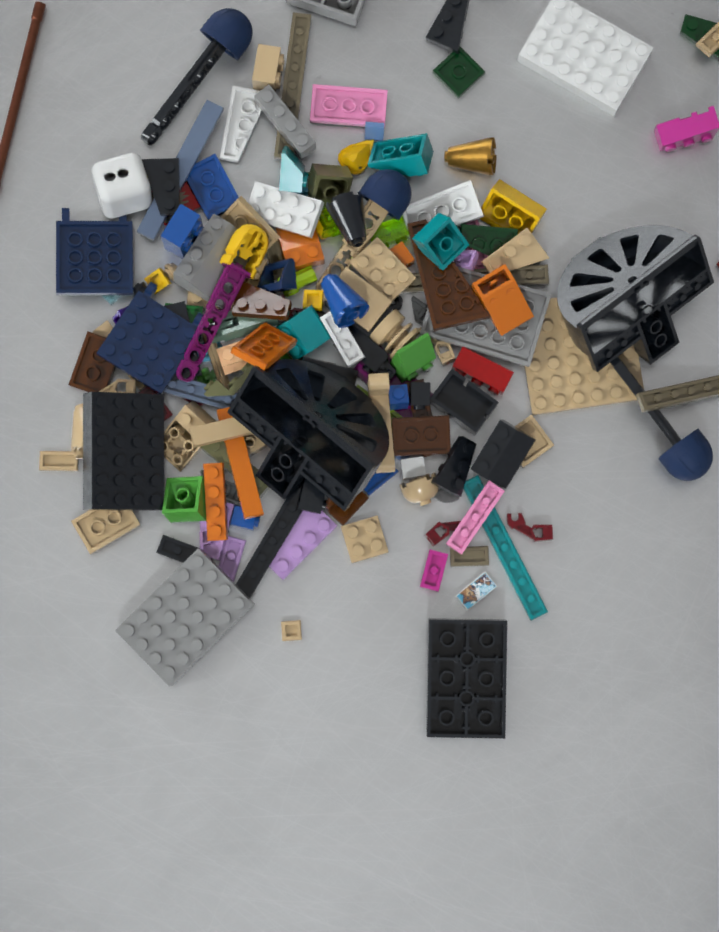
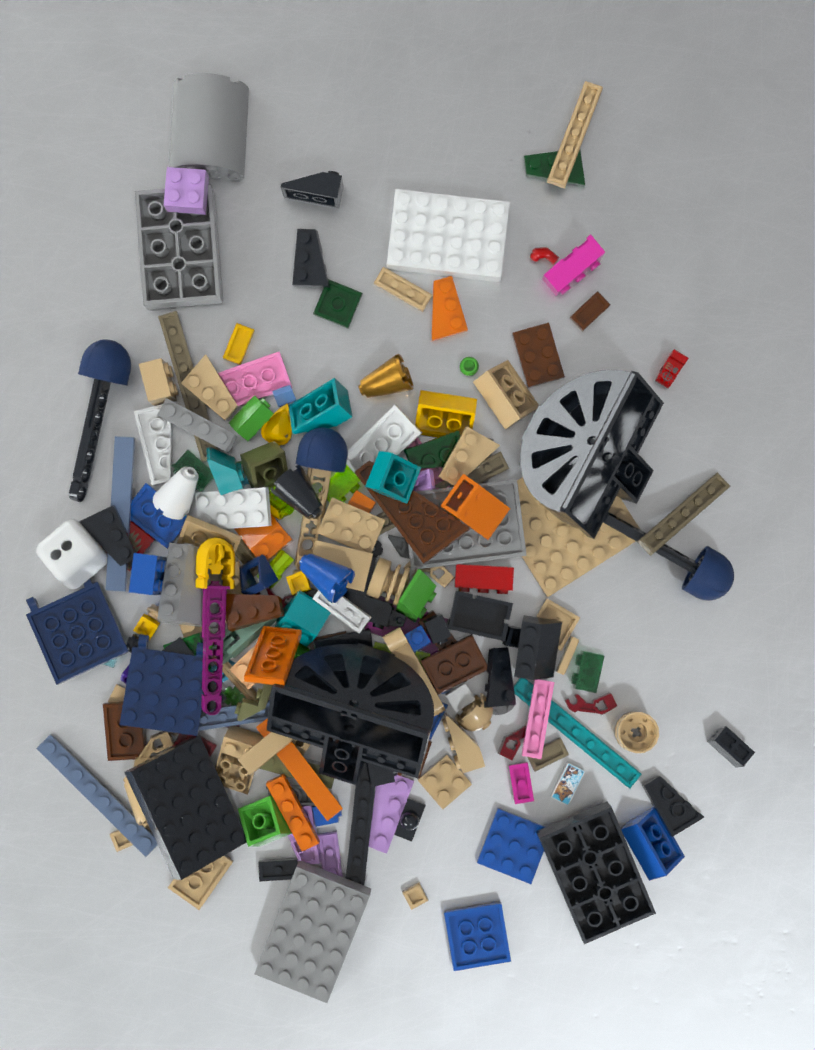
camera: 20 degrees left, 5 degrees up
(46, 411) = (97, 794): none -> sand blue plate
(240, 173) = (177, 494): none -> white cone
(263, 162) = (188, 459): none -> clear green bracket
(310, 95) = (210, 389): none -> tan wing
(317, 559) = (409, 819): none -> black tile
(331, 691) = (477, 936): none -> blue plate
(336, 137) = (251, 417): none -> bright green brick
(353, 68) = (238, 344): none -> yellow tile
(398, 516) = (467, 749): none -> tan slope
(400, 625) = (512, 846): none -> blue plate
(483, 434) = (512, 637): none -> black plate
(523, 84) = (403, 289): none -> tan tile
(527, 474) = (567, 655): none -> tan tile
(530, 678) = (652, 844): none -> blue slope
(540, 497) = (588, 671): none -> clear green bracket
(552, 178) = (469, 366): none -> bright green plate
(554, 121) = (447, 311): none -> orange wing
(561, 653) = (670, 806): none -> black wing
(562, 558) = (647, 728): none -> tan wheel
(575, 216) = (506, 394): none -> tan slope
(620, 196) = (538, 355): none -> reddish brown plate
(640, 622) = (731, 747): none -> black hinge
(666, 107) = (544, 252): none -> red arm
(684, 177) = (590, 311): none -> reddish brown tile

